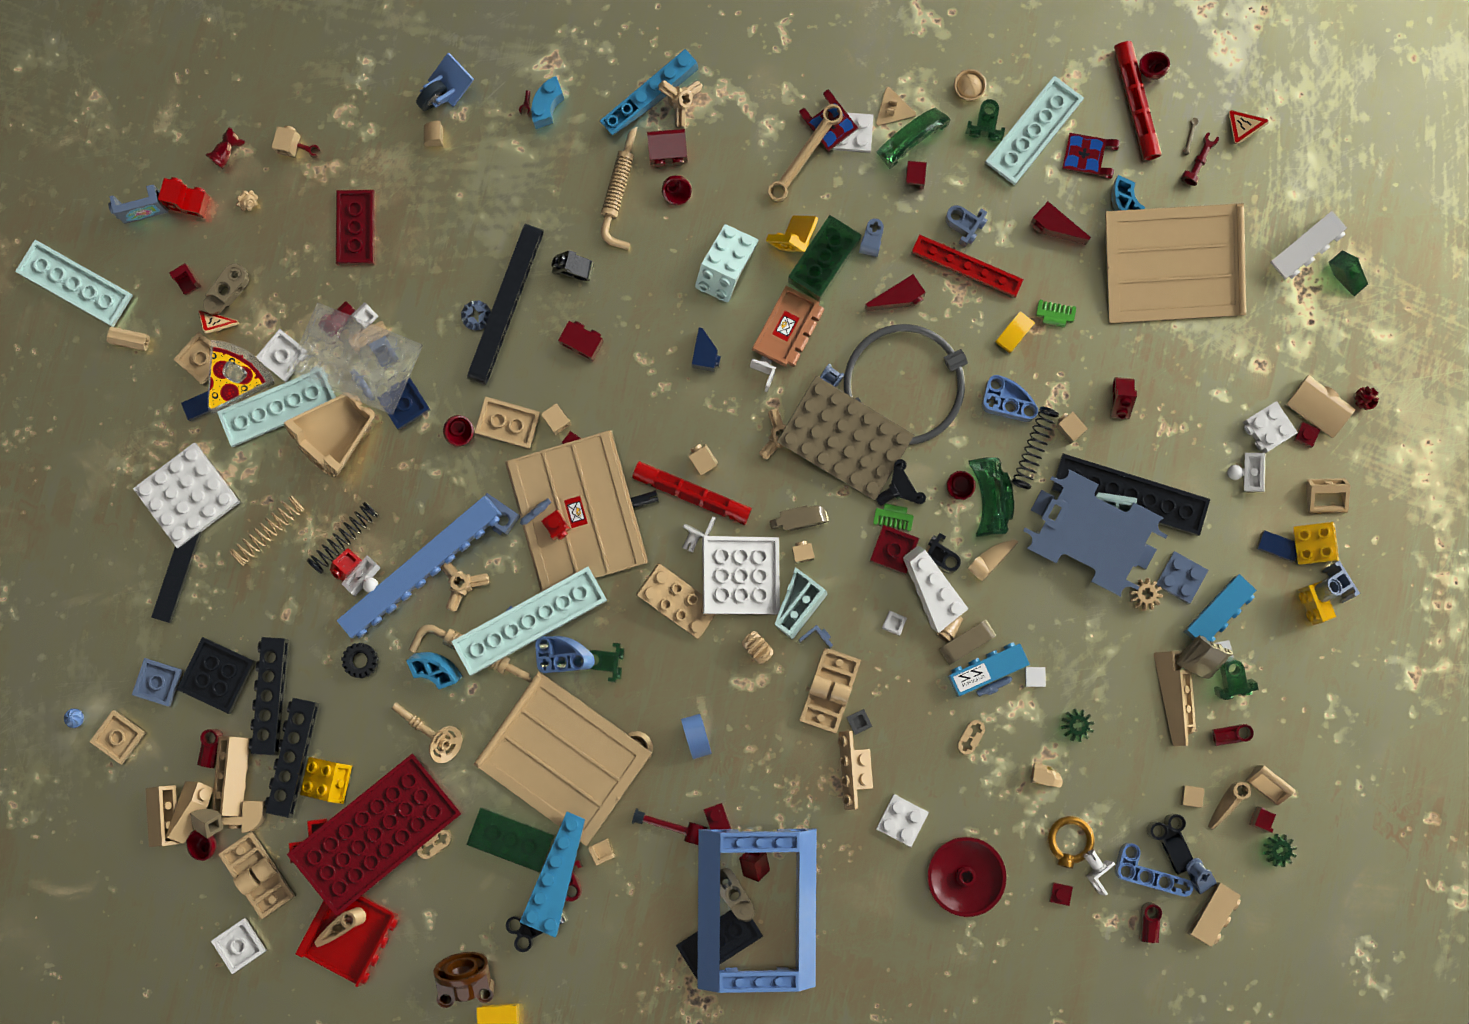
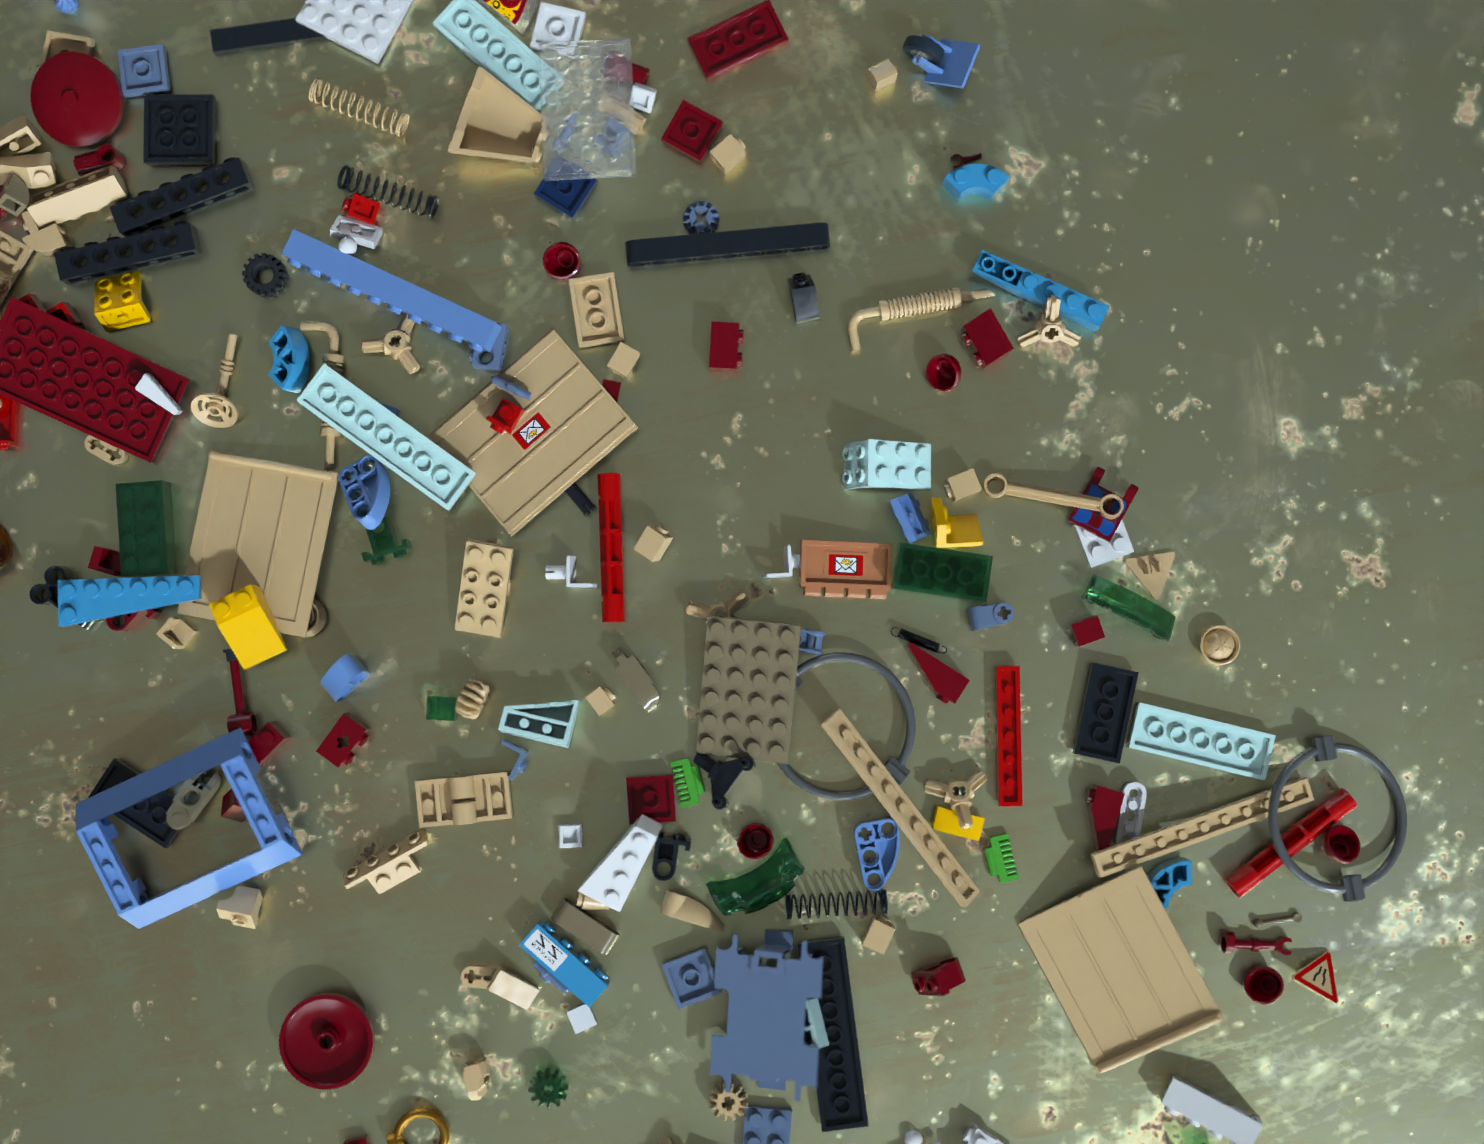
camera: 65 degrees right, 5 degrees up
(154, 742) = (77, 99): none -> dark red dish
(407, 291) = (692, 131): none -> dark red plate
(409, 781) = (153, 390): none -> white slope
(437, 272) = (727, 153): none -> tan brick
(521, 881) = (105, 561): none -> dark red panel
(624, 791) = (248, 625): none -> yellow slope
(705, 353) = (774, 489): dark blue slope -> none
(740, 575) = (543, 644): white plate -> none
(744, 772) = (332, 745): none -> dark red brick
(753, 674) = (441, 708): none -> clear green panel
(766, 214) = (962, 485): none -> tan brick
(779, 262) = (910, 517): none -> medium blue plate
(835, 897) = (241, 907): none -> tan brick
(859, 722) = (444, 846): dark grey plate -> none
(868, 297) = (918, 640): none -> black piece
(902, 820) = (359, 941): white plate -> none
(967, 224) = (1056, 714): sand blue pin -> none
(982, 188) = (1105, 712): none -> black plate
(984, 366) = (900, 808): none -> tan plate
(986, 123) = (1183, 683): clear green pin -> none
(990, 717) = (512, 988): none -> tile
(994, 321) = (958, 803): none -> tan bush
(1042, 580) = (691, 977): none -> sand blue plate
(1075, 207) = (1131, 804): none -> white plate
(1086, 154) = (1196, 801): dark red flag -> none
(1097, 157) = (1198, 828): none -> tan plate
(1187, 72) = (1350, 886): none -> dark grey piece
(1232, 166) = (1264, 985): none -> dark red piece

